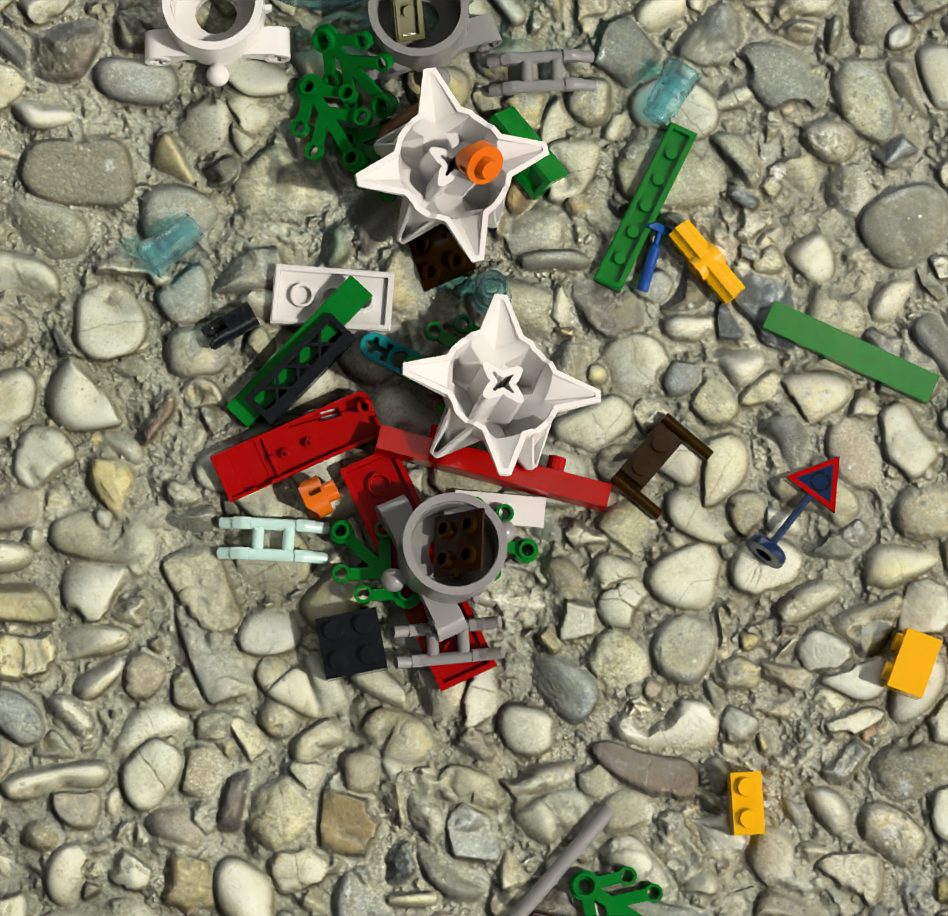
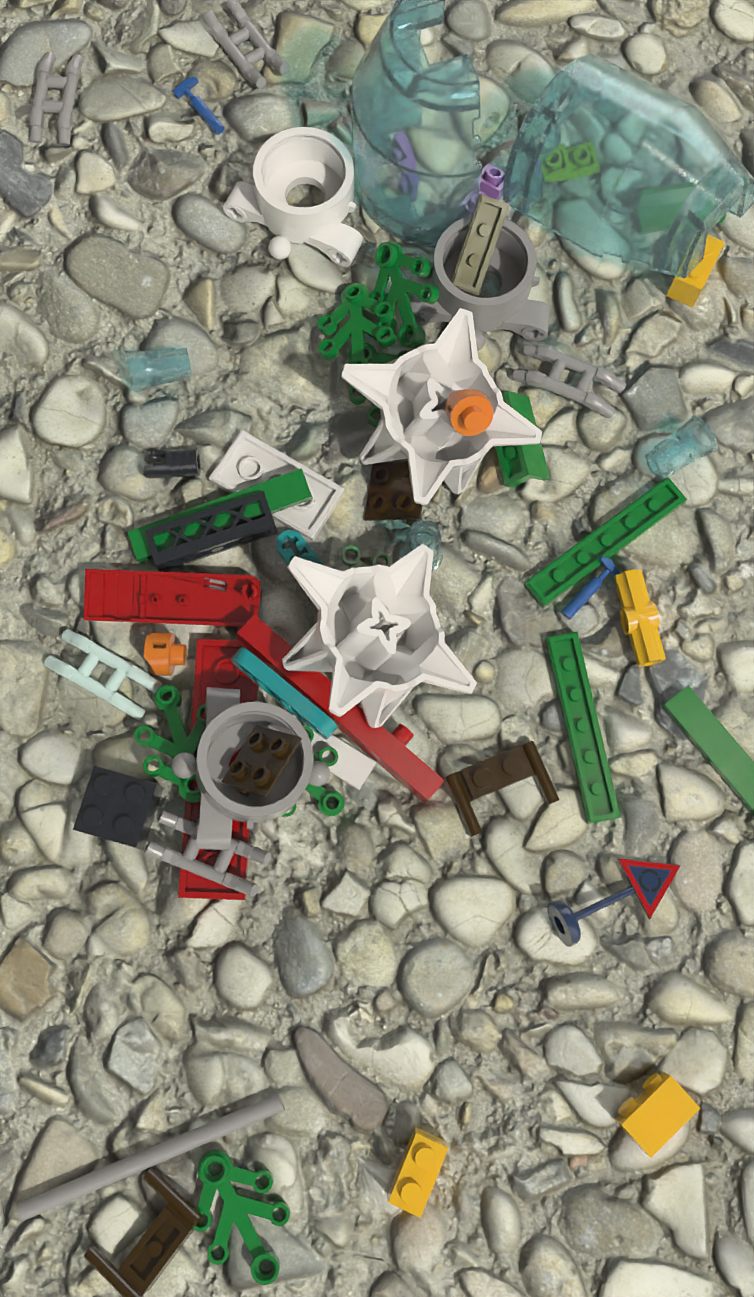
camera: 30 degrees right, 5 degrees down
(439, 478) = (284, 693): none -> teal beam
(703, 380) = (582, 728): none -> green tile

